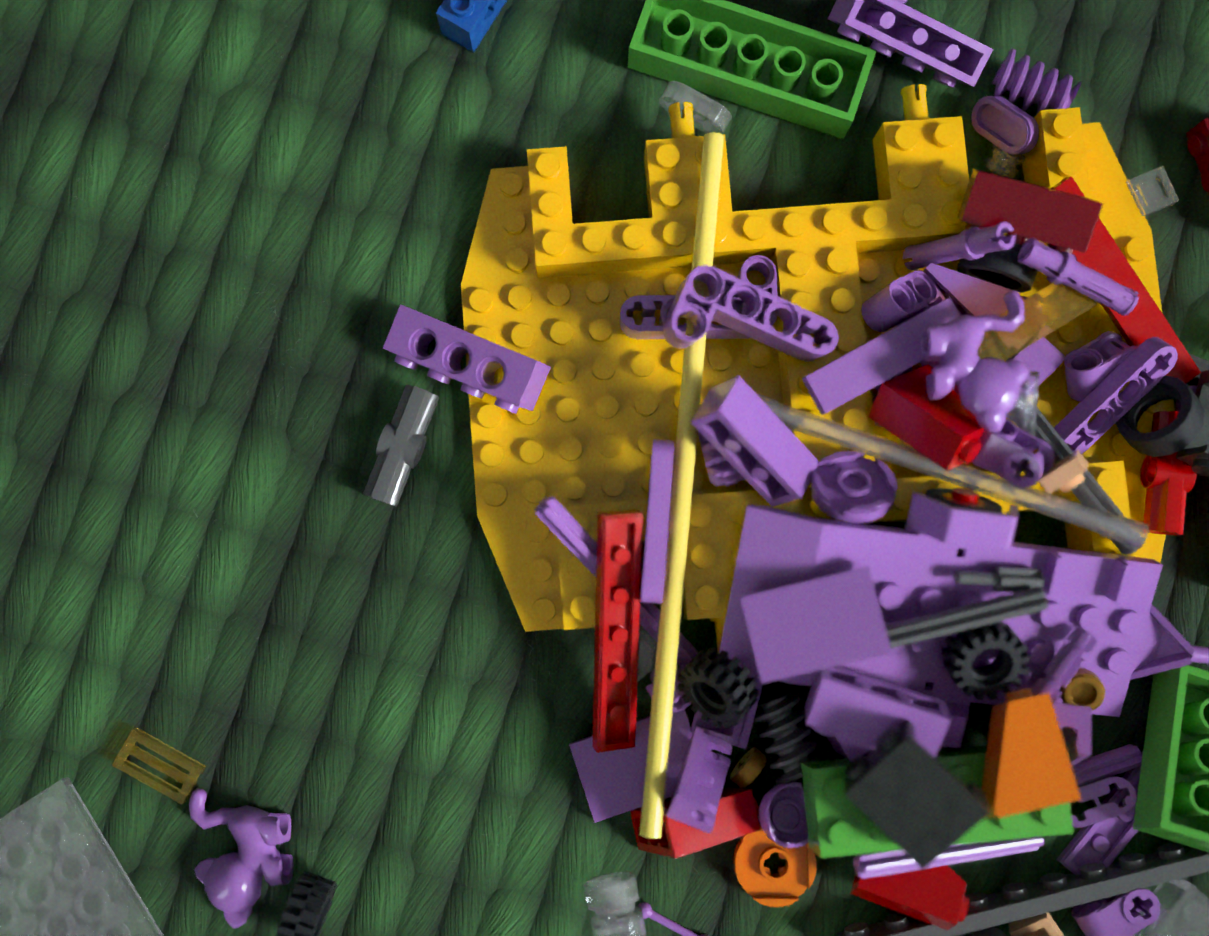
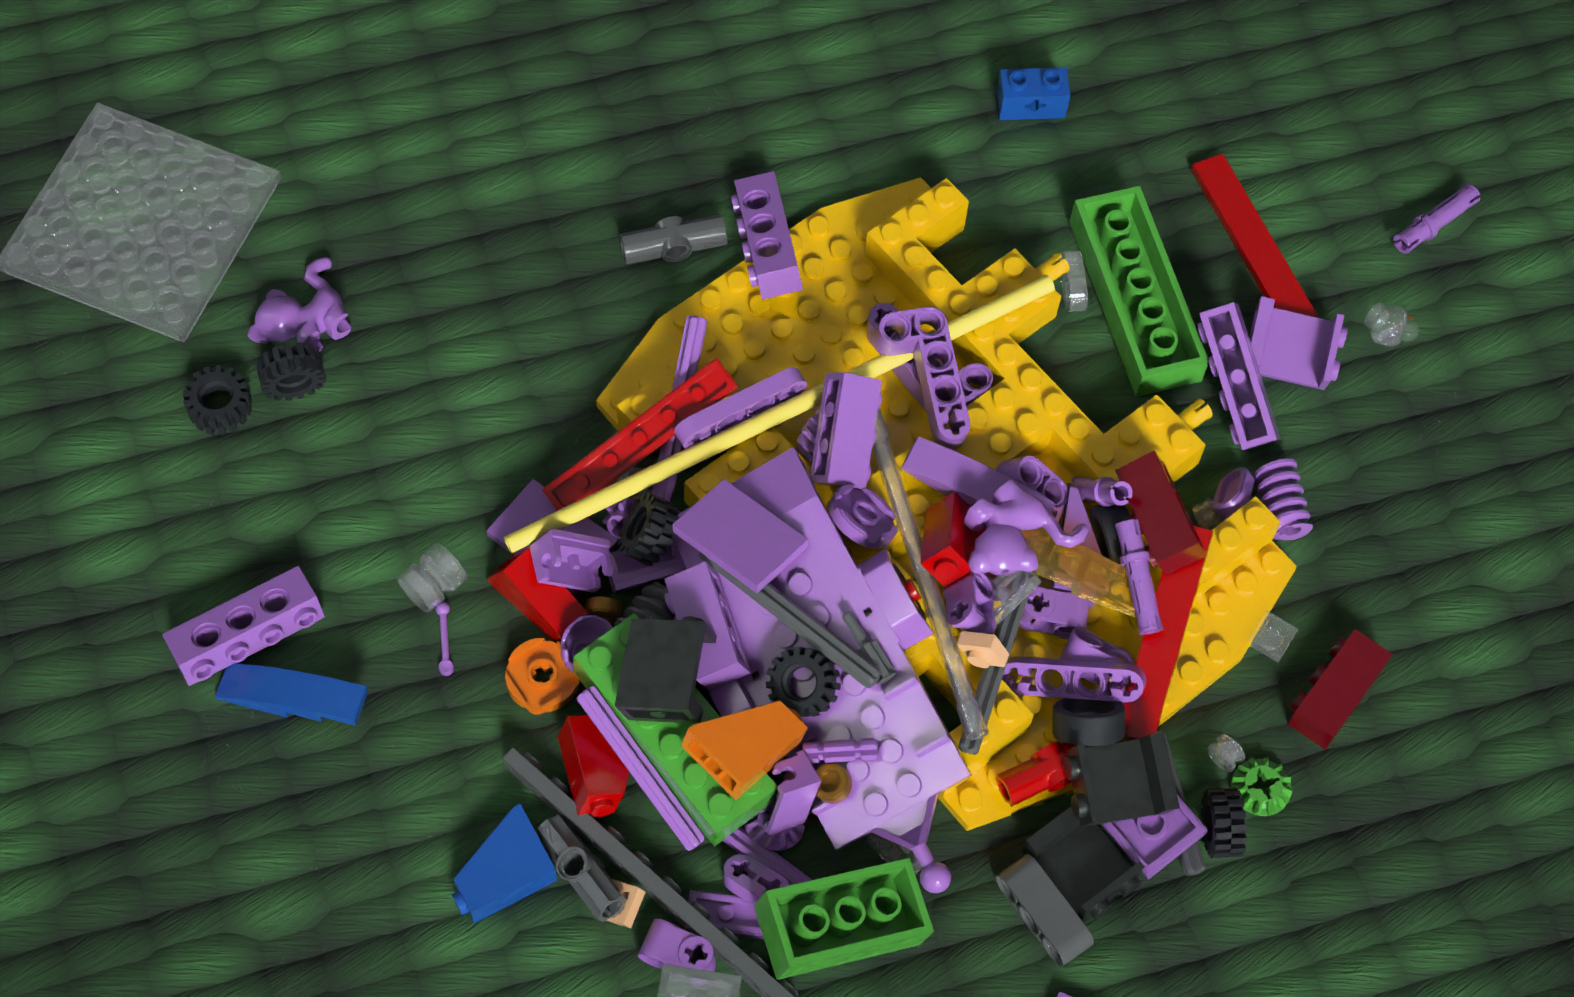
camera: 55 degrees right, 20 degrees down
(170, 753) = (329, 251): clear yellow tile -> none

